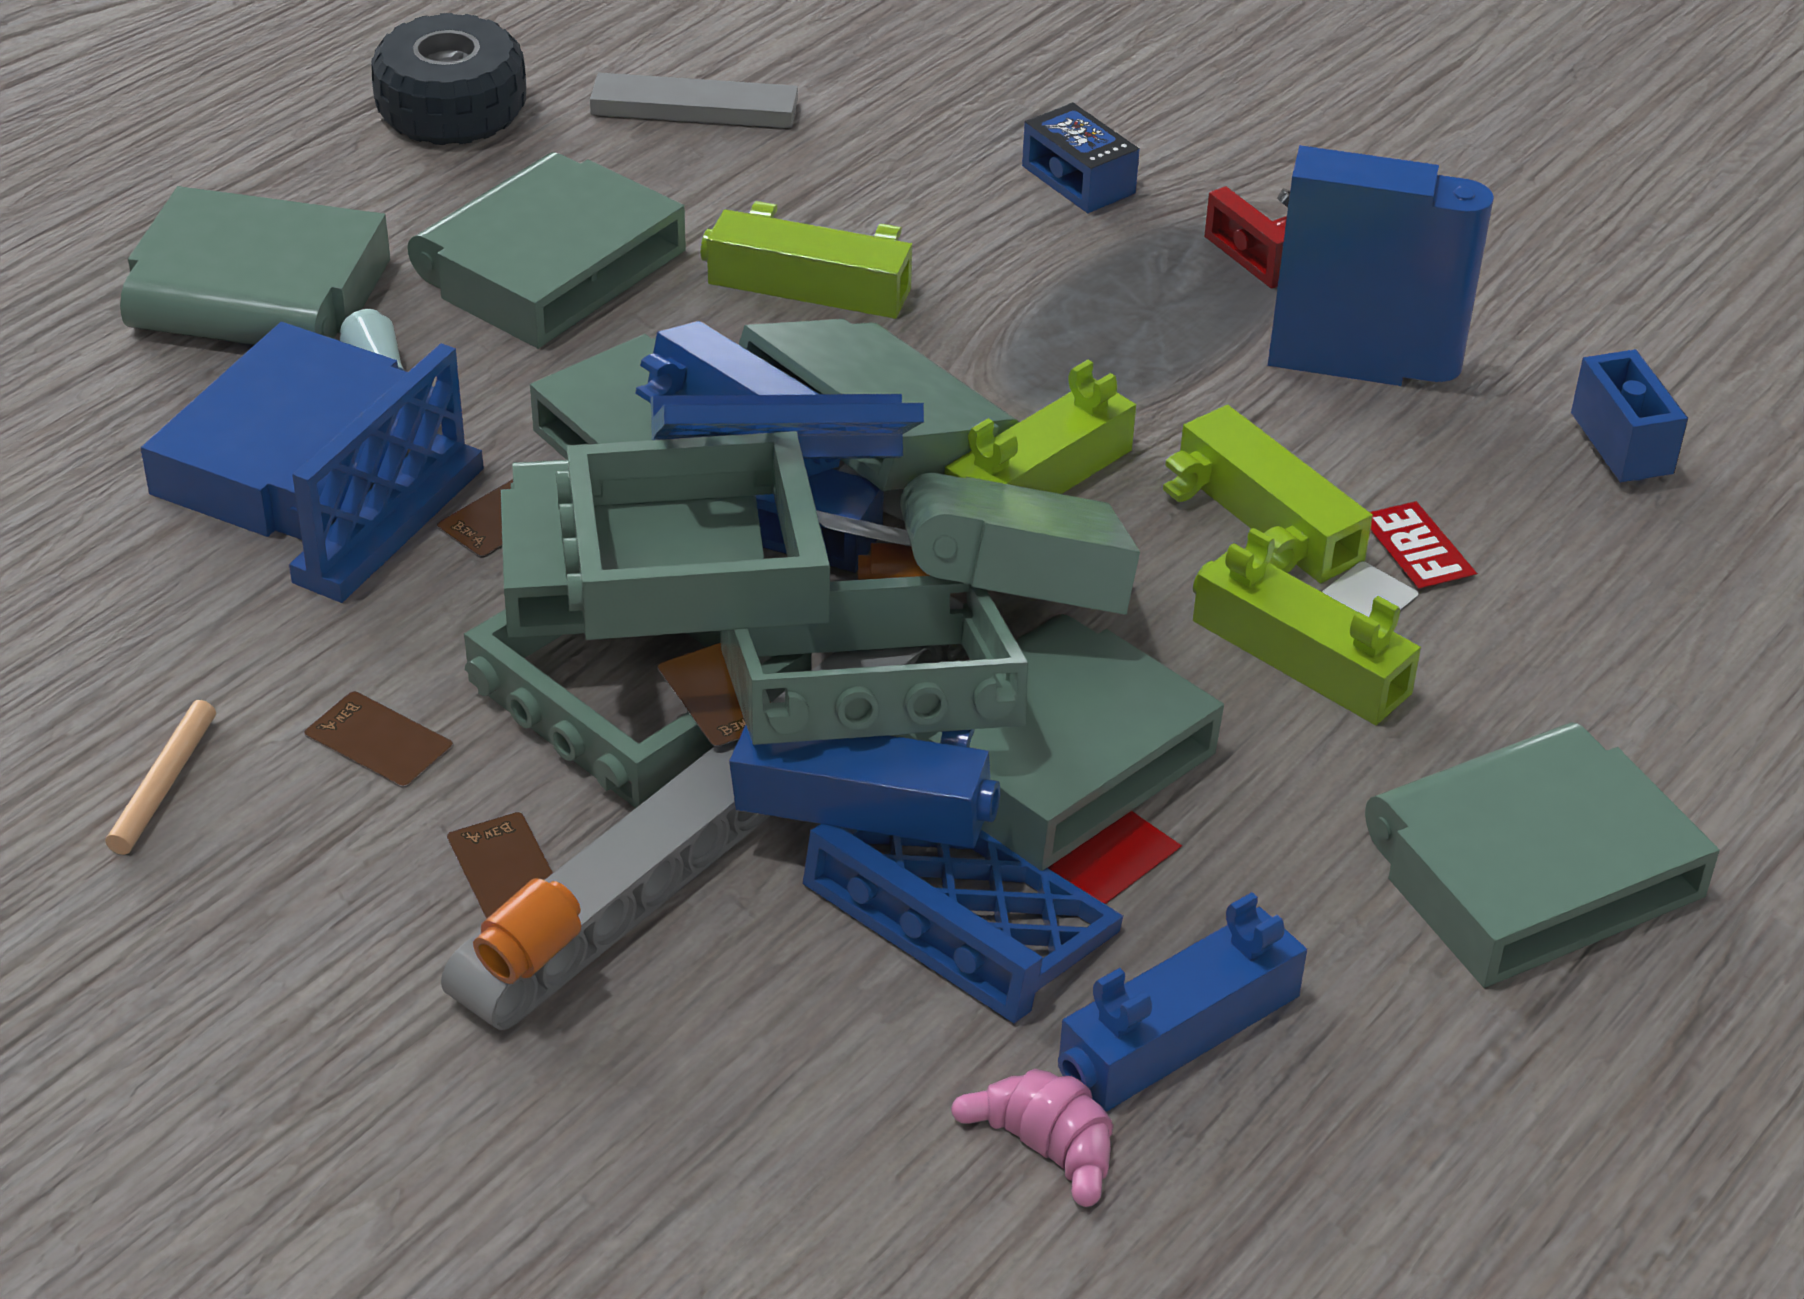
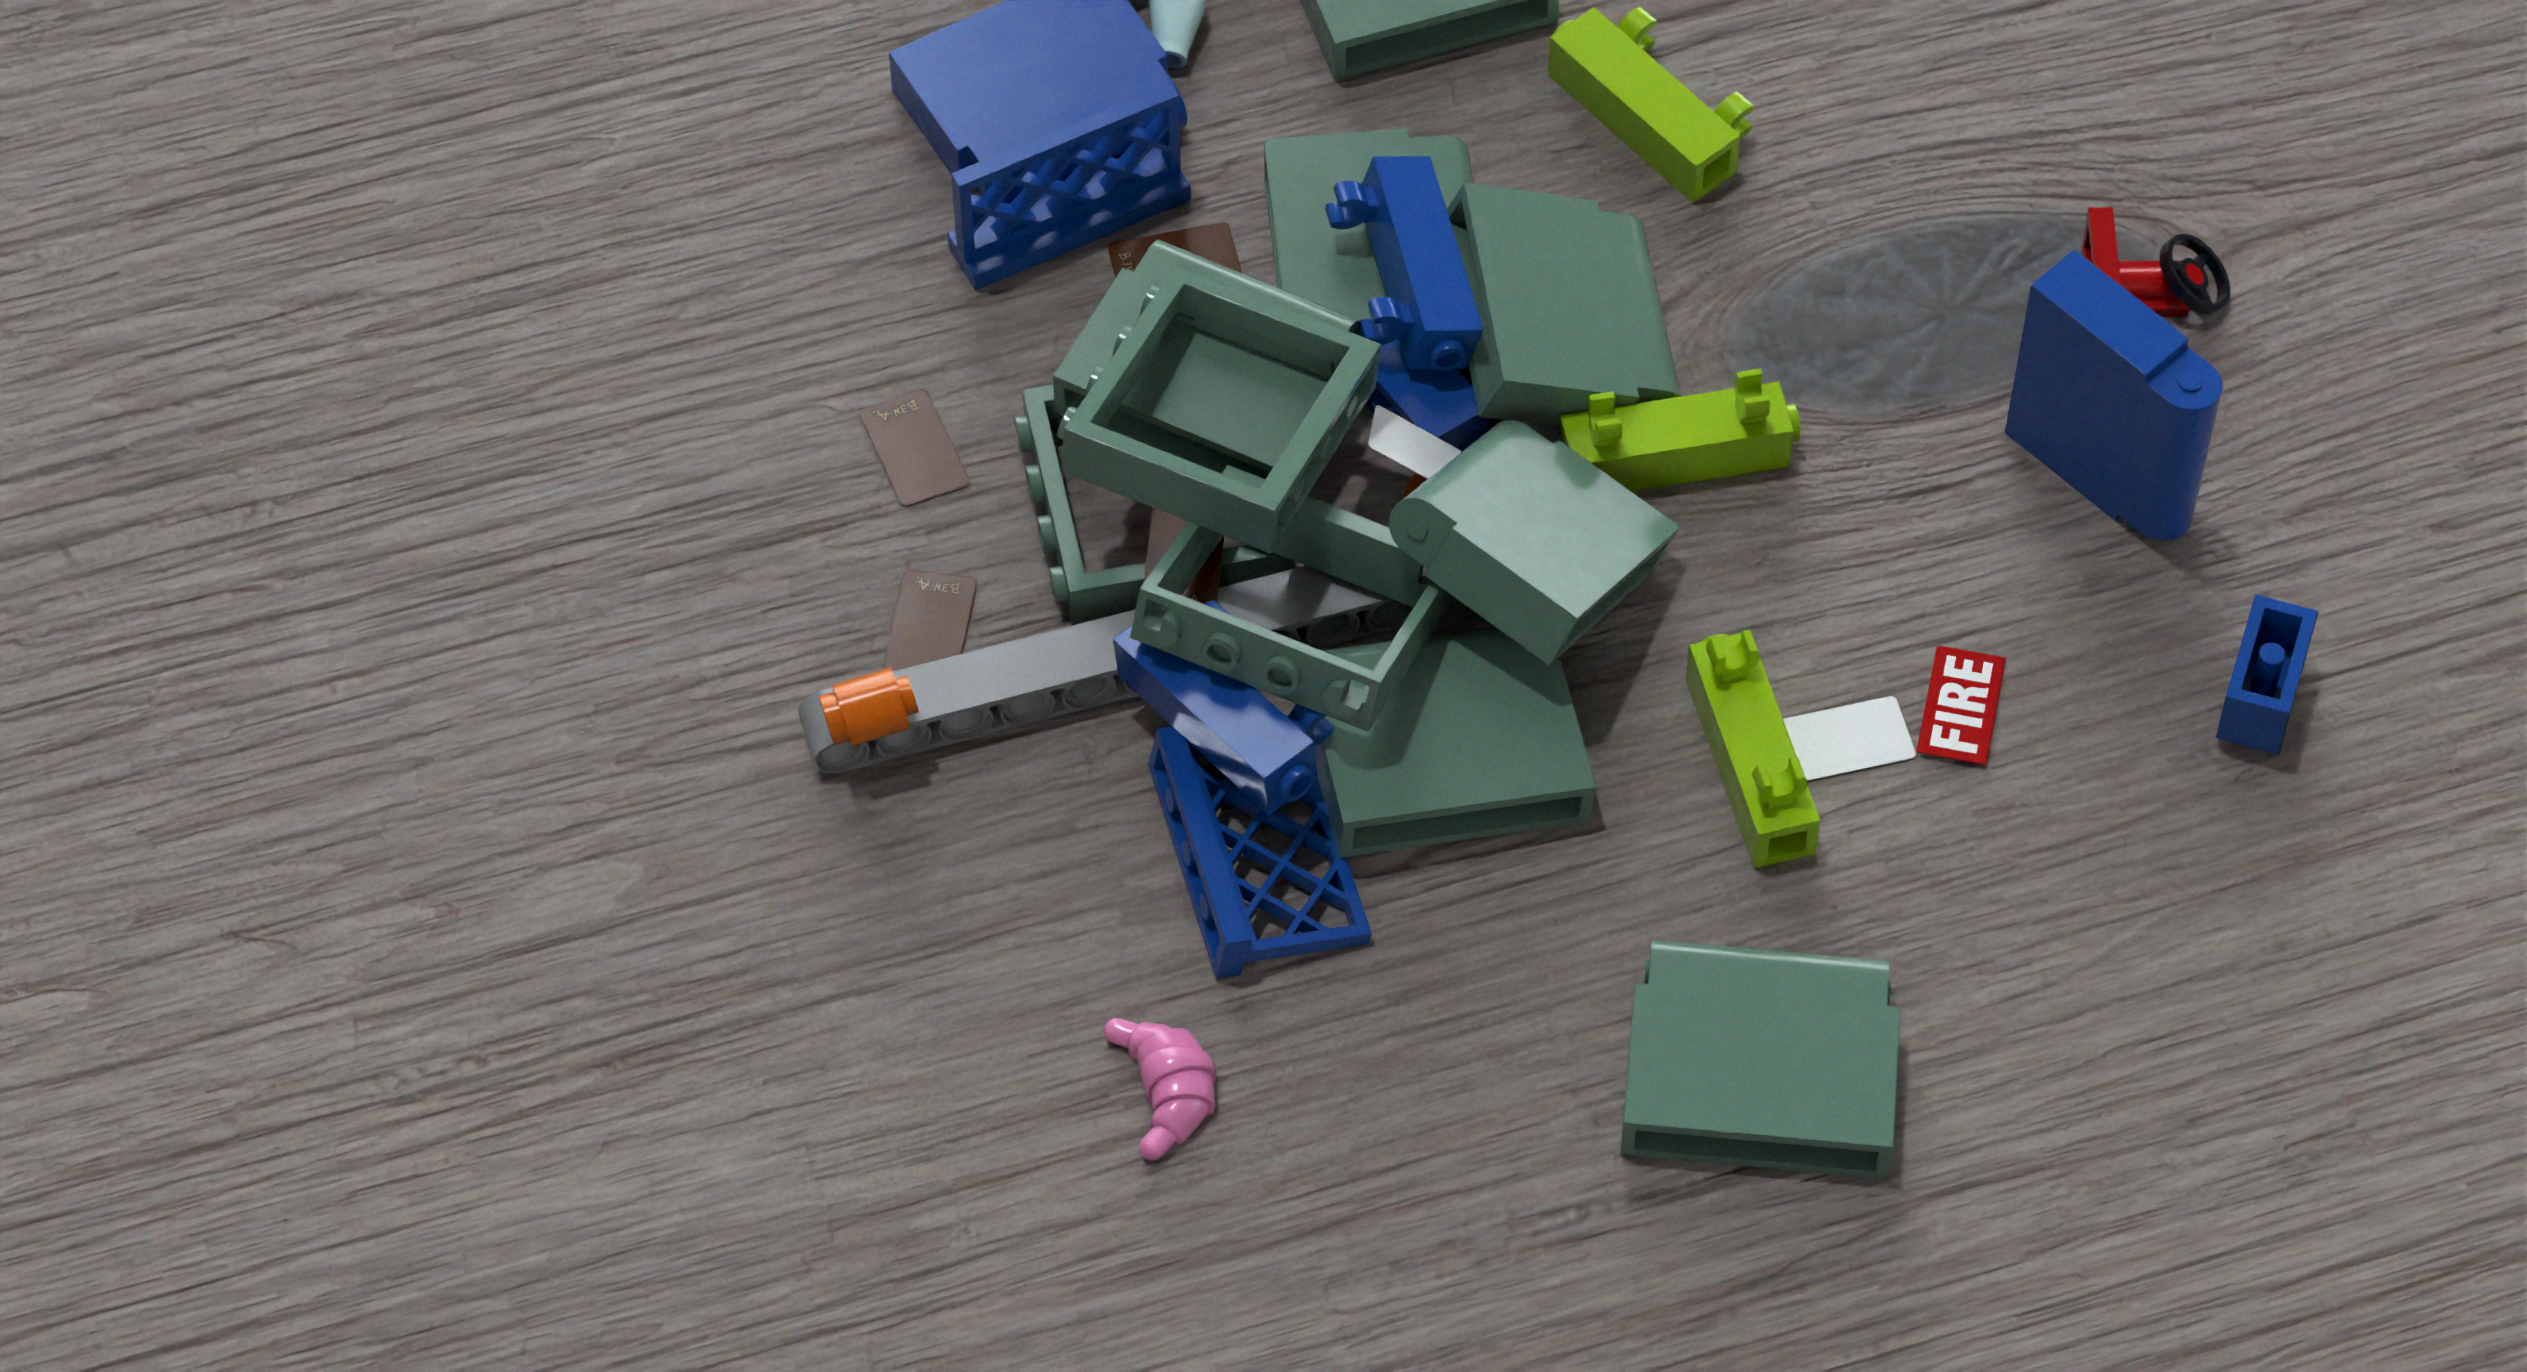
camera: 35 degrees right, 15 degrees up
(160, 777) = (720, 400): light nougat bar -> none
(825, 423) = (1380, 323): blue fence -> none
(1080, 157) = (2022, 91): brick -> none
(1115, 857) = (1416, 876): red sticker -> none
(1181, 1005) = (1340, 1038): blue brick -> none
(1270, 492) = (1856, 584): lime brick -> none

